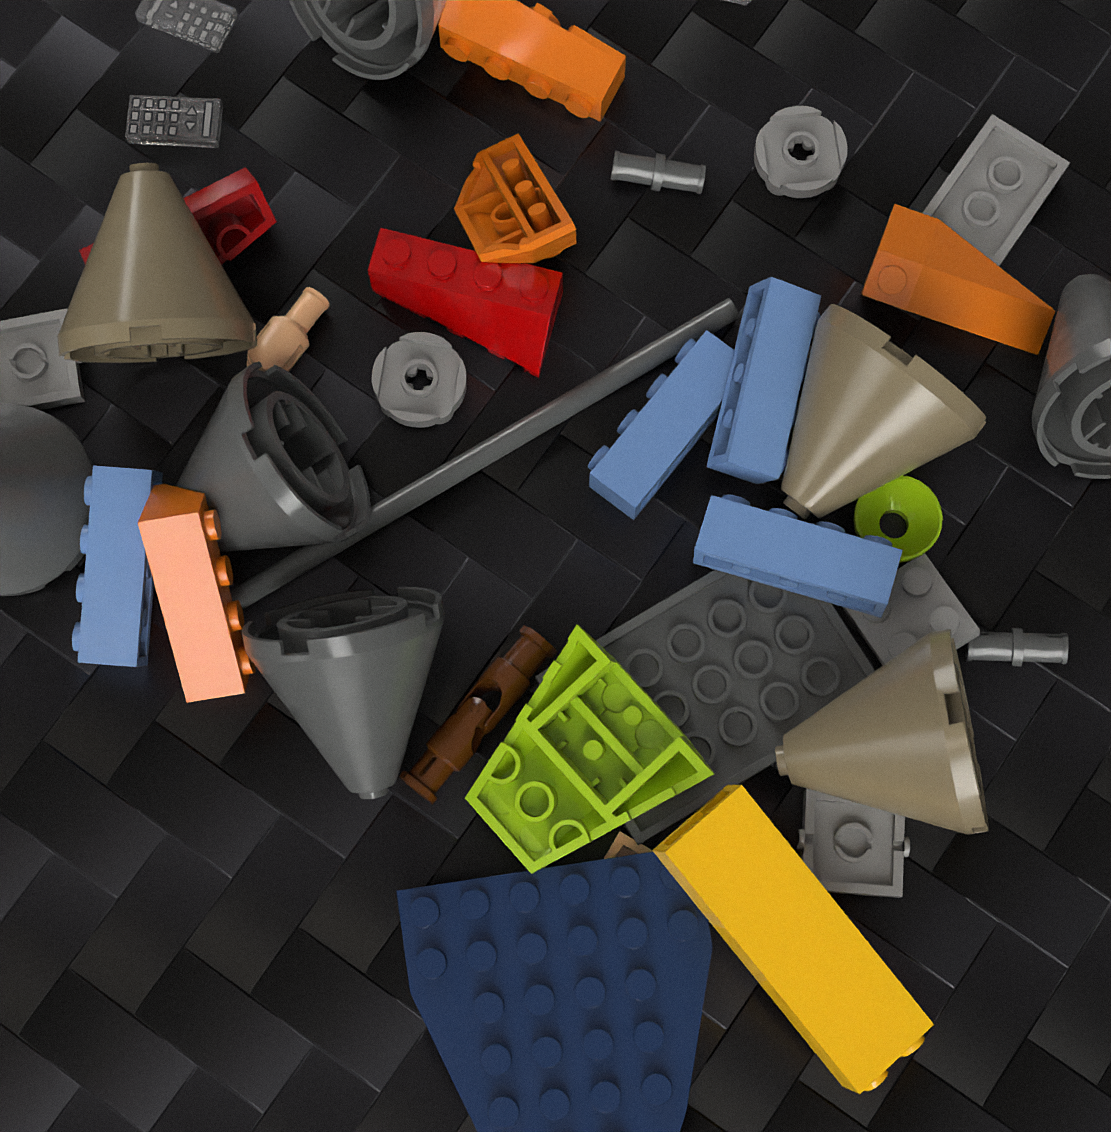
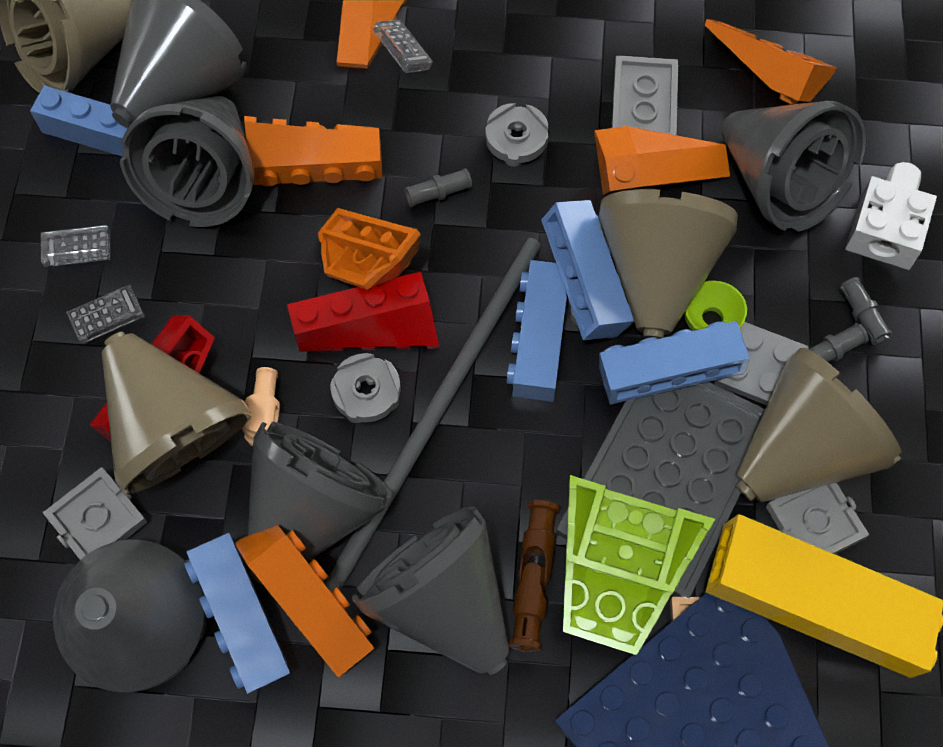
camera: 30 degrees left, 10 degrees down
(1090, 624) = (865, 311): none -> dark grey pin

